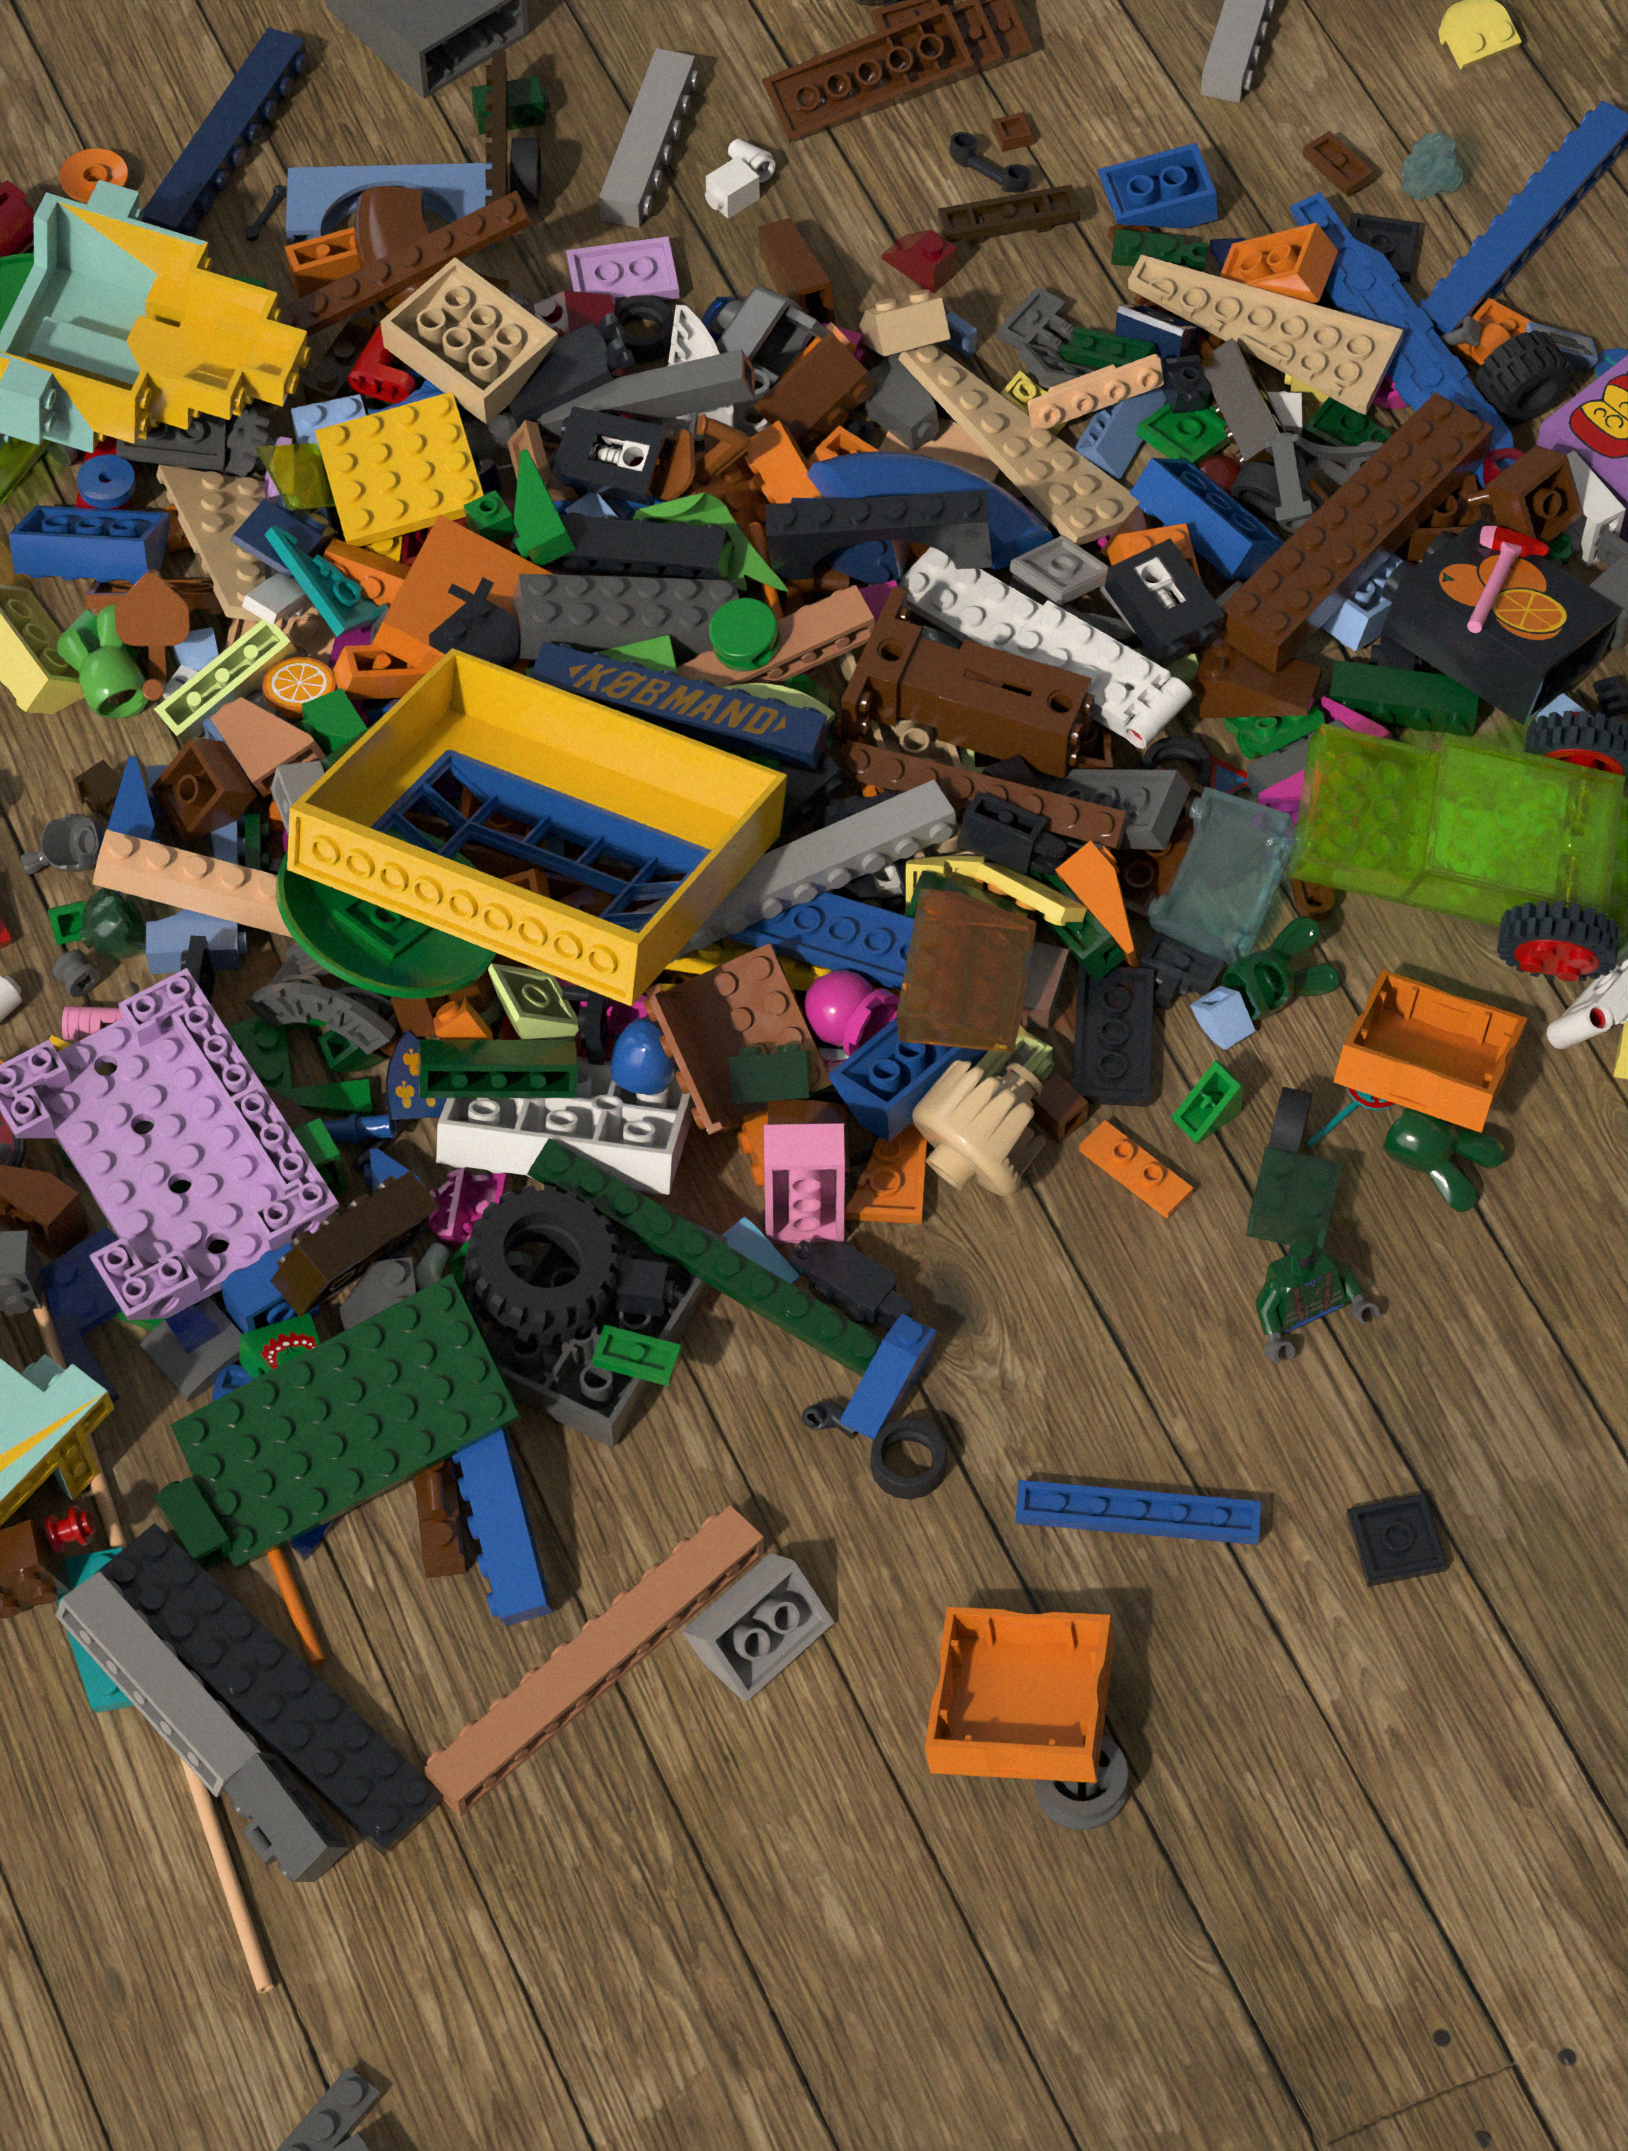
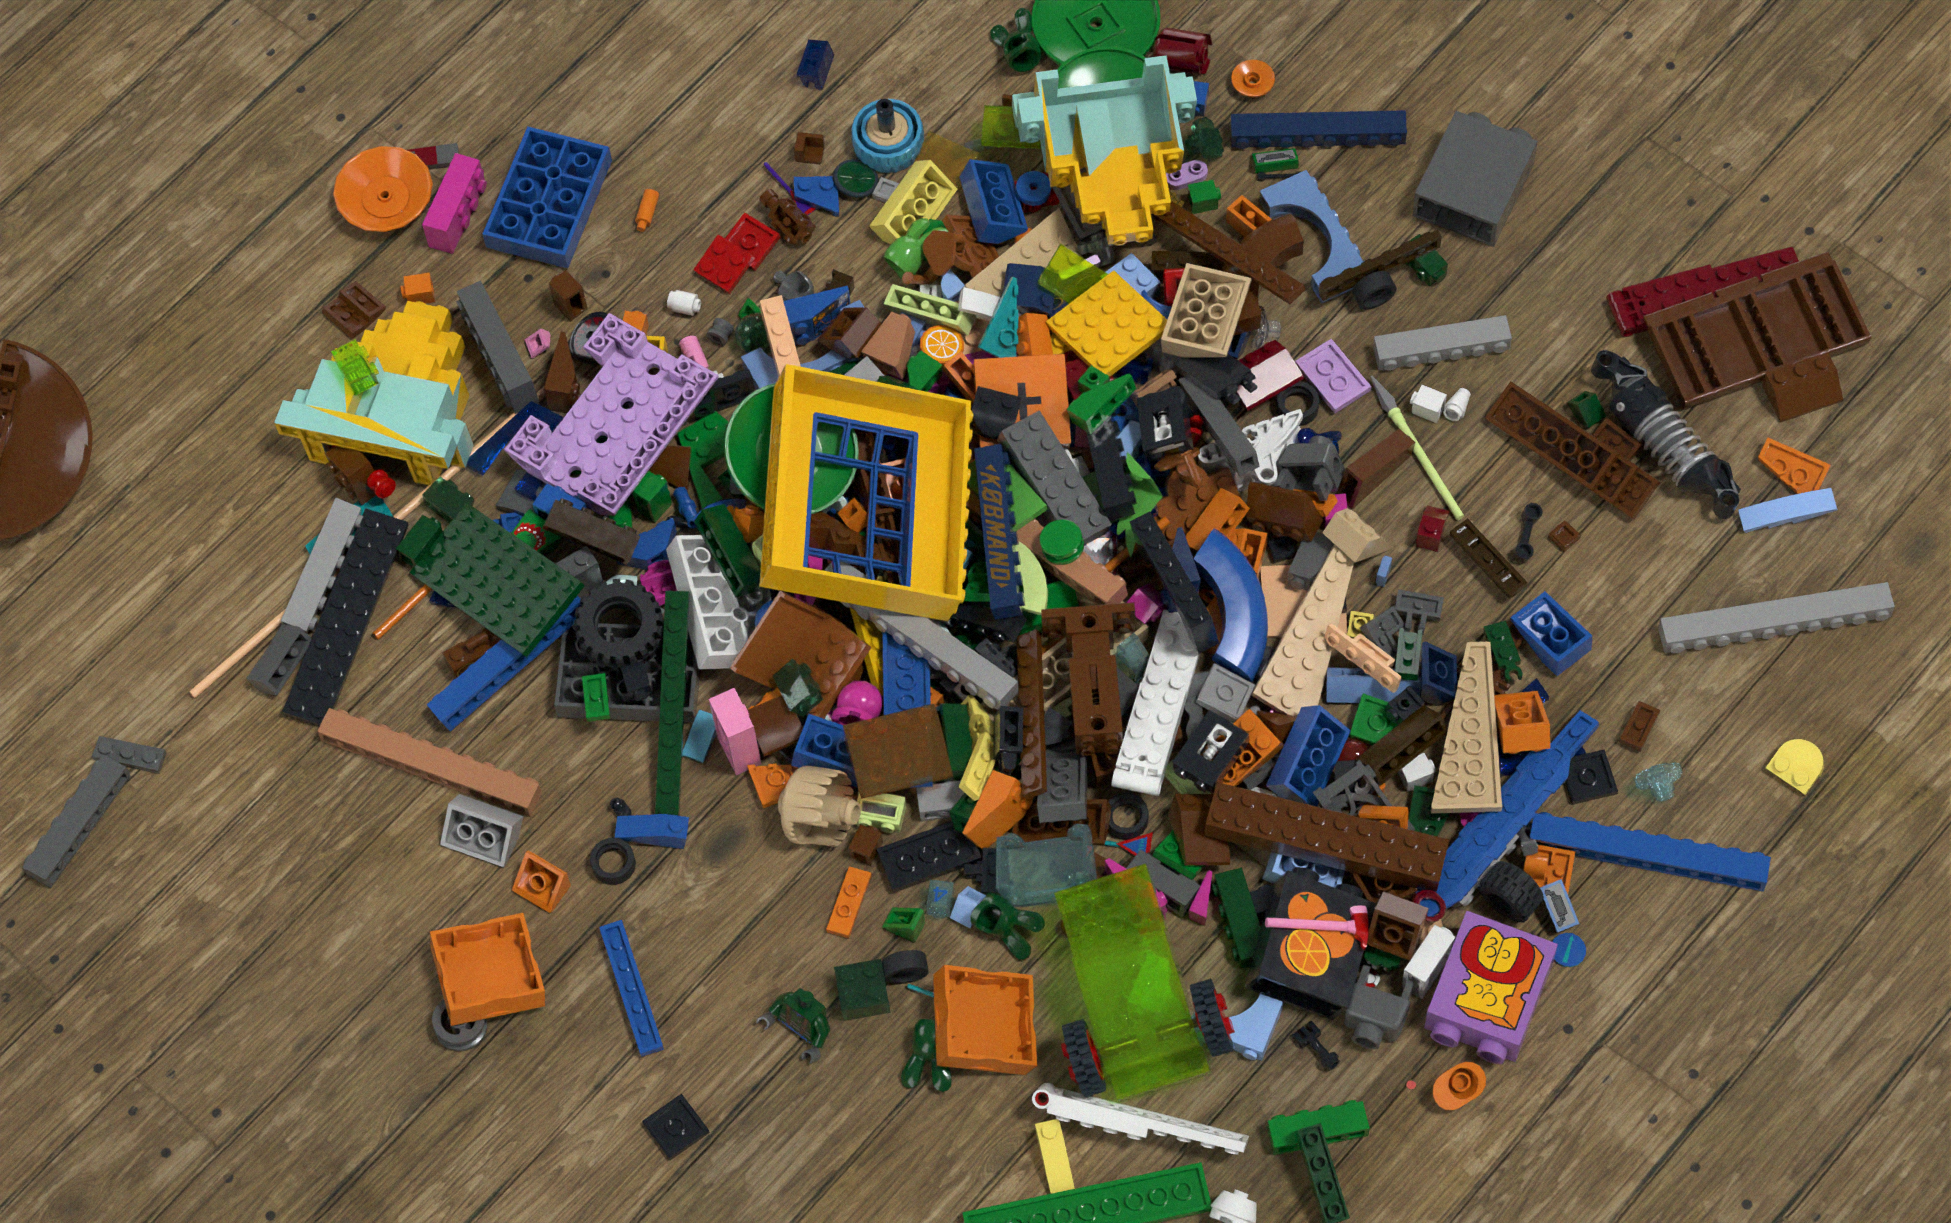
camera: 70 degrees right, 5 degrees up
(143, 1460) = (446, 499): none -> clear green brick
(238, 206) = (1275, 160): none -> green slope
(703, 232) = (1389, 405): none -> yellowish green piece
(838, 28) = (1587, 408): none -> dark green brick
(851, 1283) = (705, 789): black hinge -> none
(894, 1571) = (541, 882): none -> orange slope
(1193, 1045) = (940, 899): none -> clear light blue brick
(1352, 454) = (1386, 814): none -> orange slope

